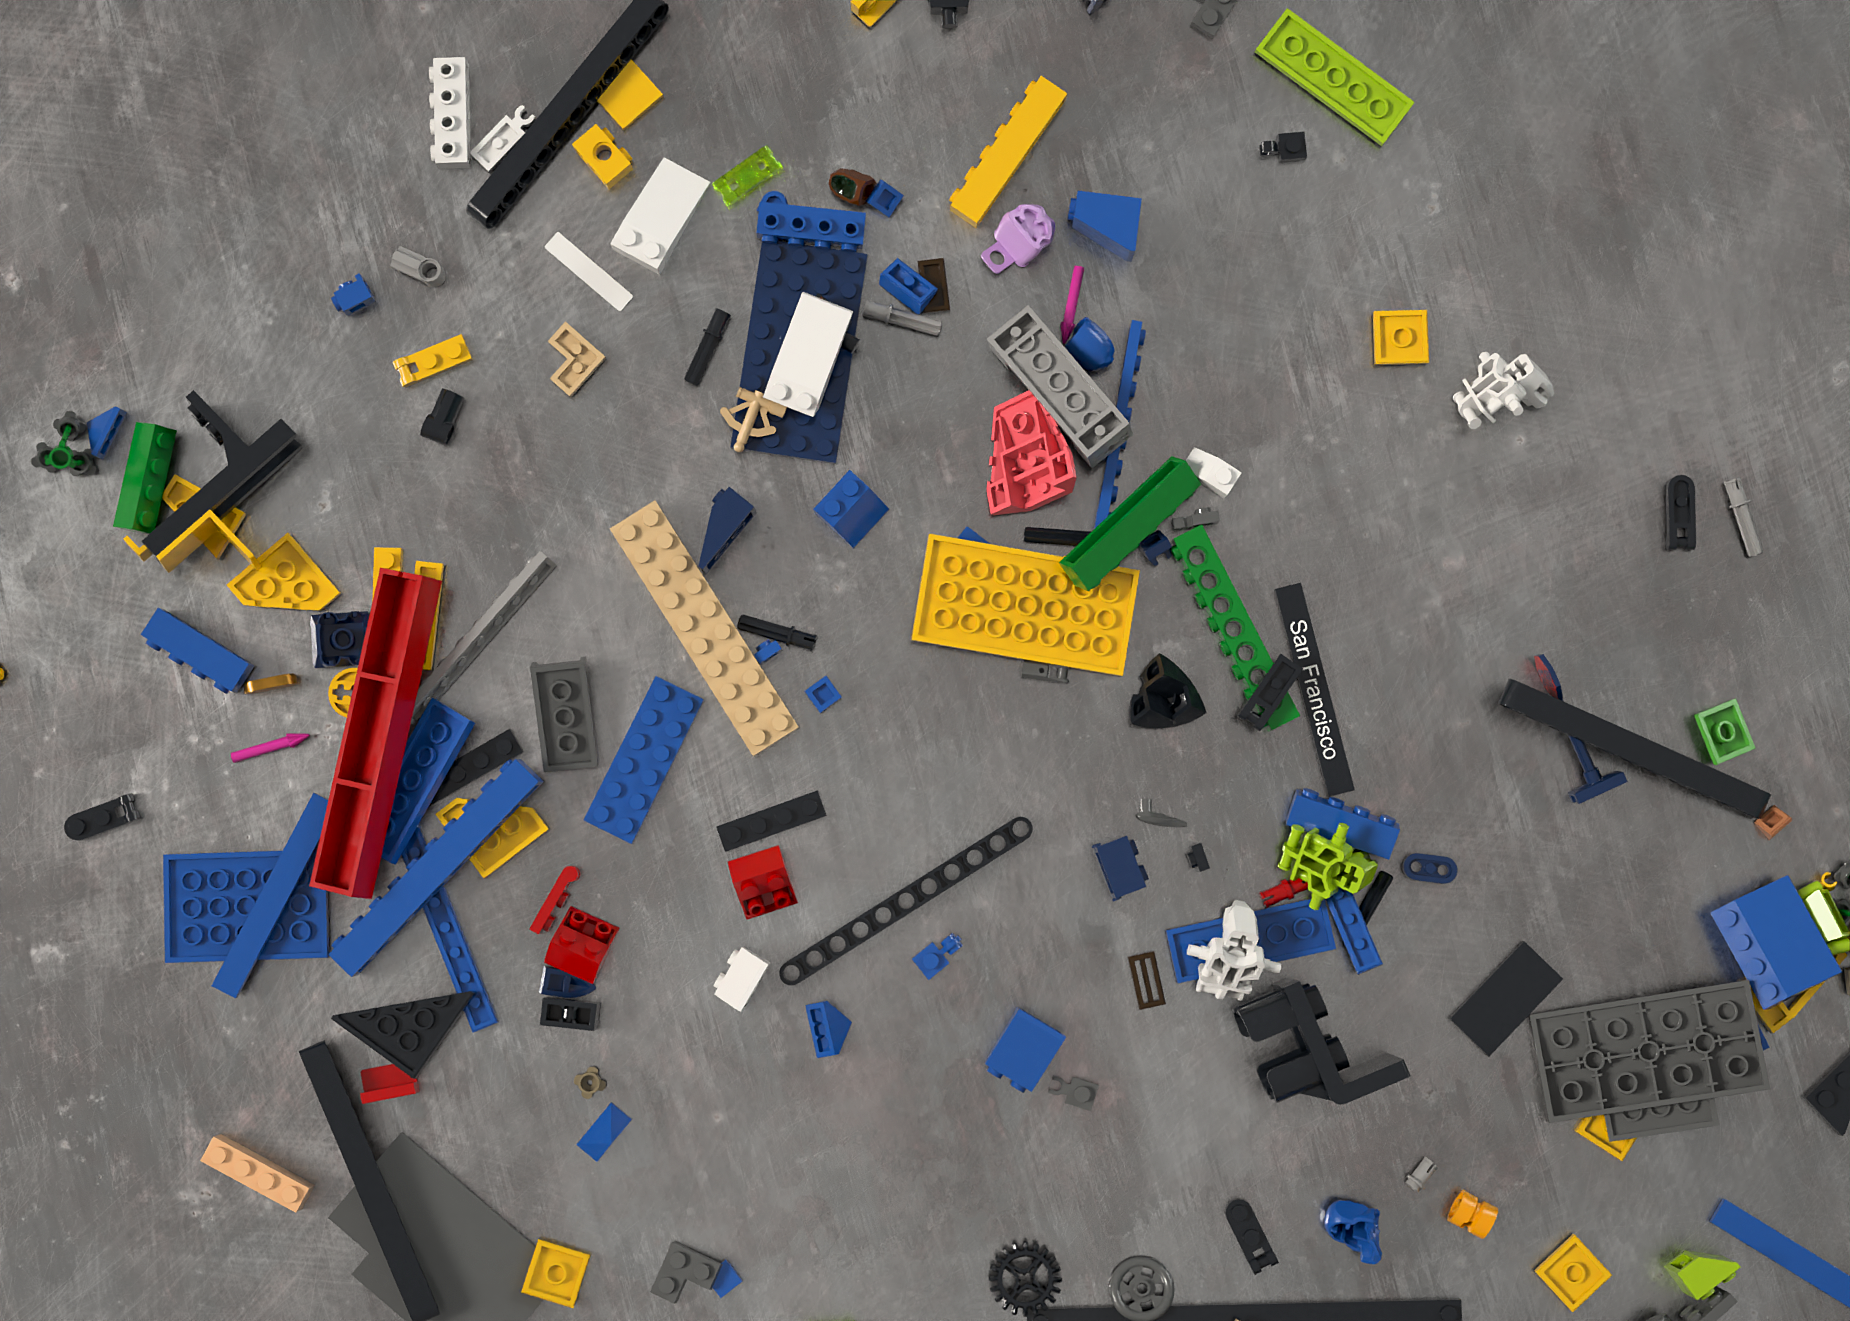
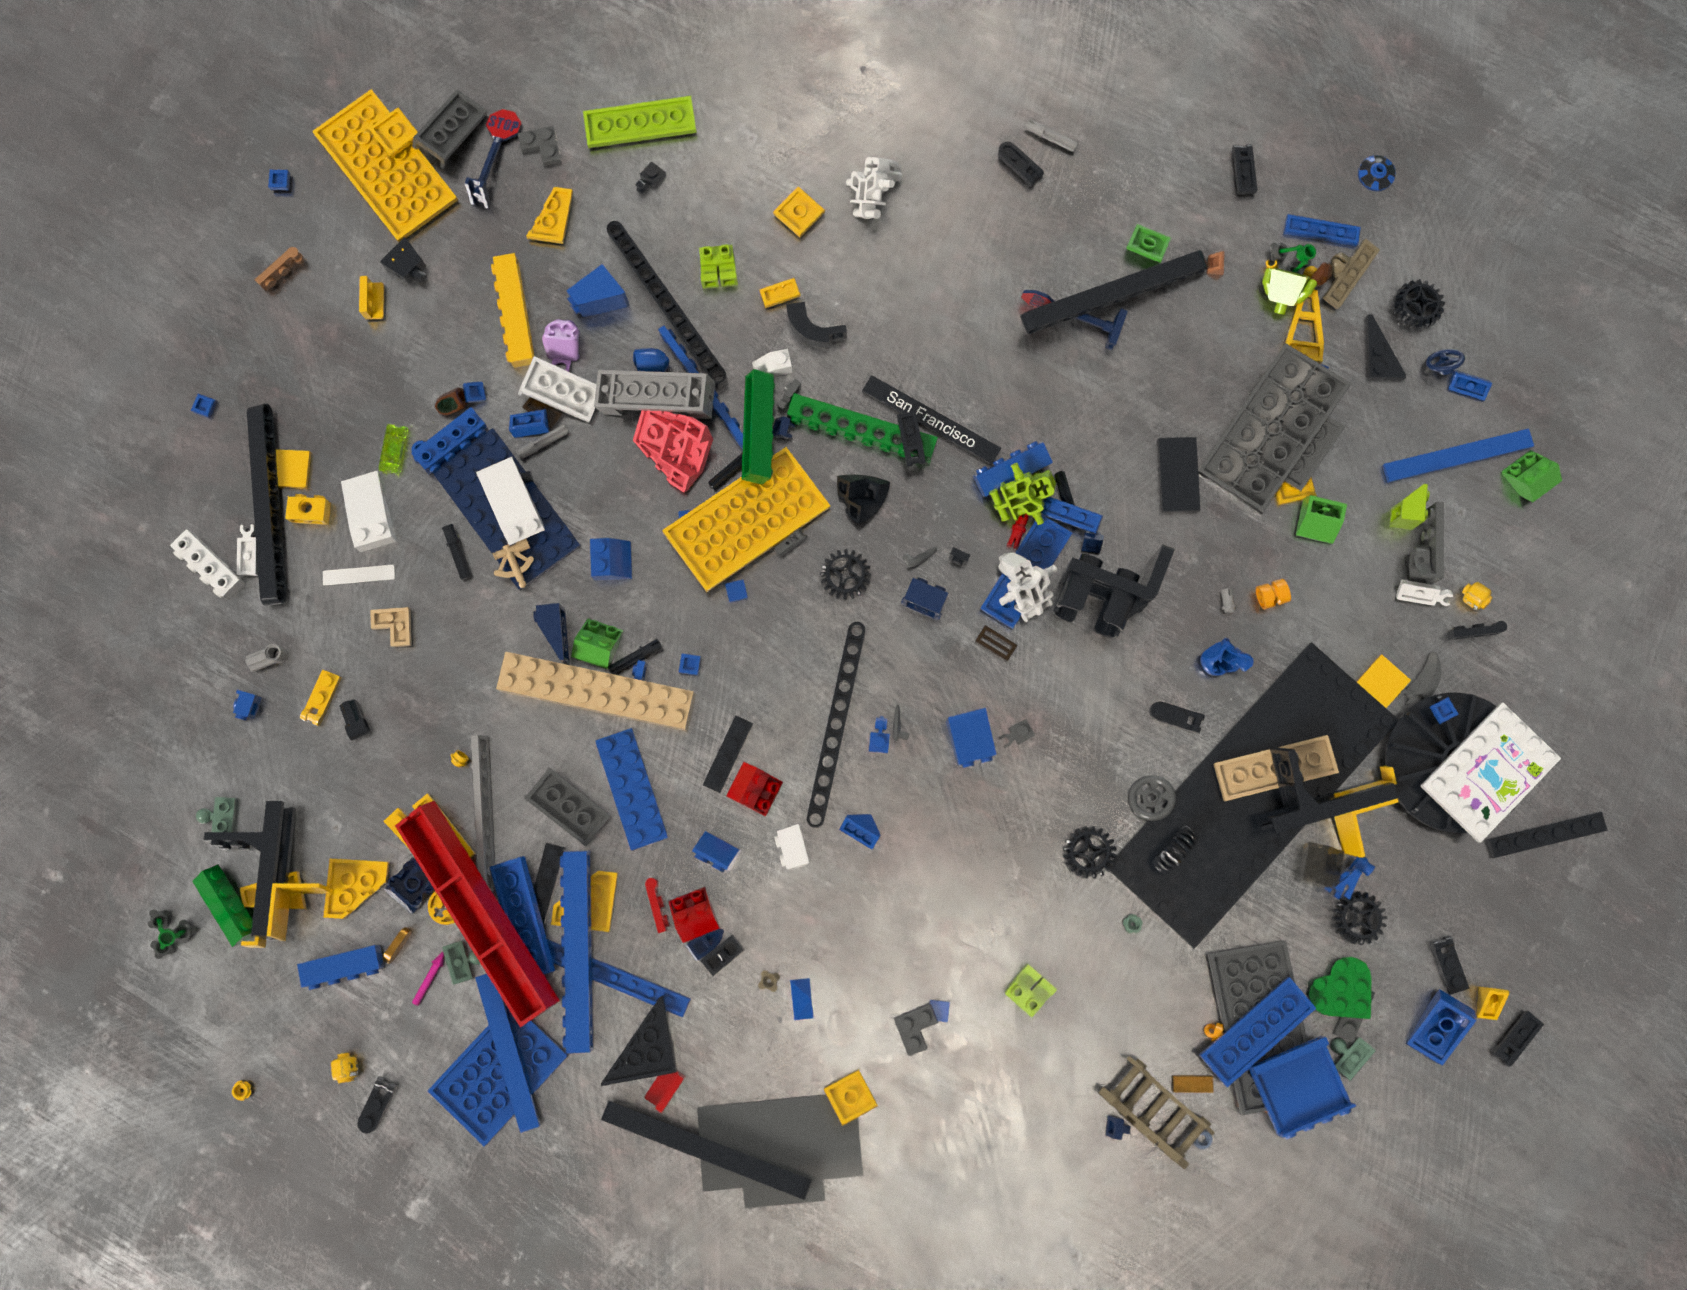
camera: 40 degrees left, 5 degrees down
(103, 430) = (179, 902): blue slope -> none
(106, 753) = (344, 1068): none -> yellow head
(225, 384) = (222, 817): none -> sand green plate
(257, 1173) = (642, 1206): light nougat brick -> none
(312, 760) = (458, 962): none -> sand green plate
(507, 560) = (459, 758): none -> yellow plate
(663, 907) = (717, 851): none -> blue slope
(753, 580) = (596, 643): none -> bright green slope
(943, 666) = (736, 591): none -> blue tile
(958, 968) = (897, 733): none -> dark grey bar
(972, 283) = (559, 389): none -> white plate
(1057, 740) = (853, 576): none -> black gear
(1067, 325) = (629, 365): dark pink piece -> none
(1144, 93) = (553, 219): none -> yellow wing
(1172, 288) = (662, 297): none -> black beam
(1266, 300) = (716, 257): none -> lime hips
(1282, 475) = (810, 333): none -> black arch
(1294, 403) = (779, 293): none -> yellow plate
(1346, 978) = (1092, 542): none -> dark blue tile
(1429, 868) = (1075, 448): dark blue plate -> none
(1573, 1272) = (1350, 573): yellow plate -> none
(1599, 1189) = (1320, 519): none -> bright green slope
(1776, 942) = (1278, 314): blue slope -> none

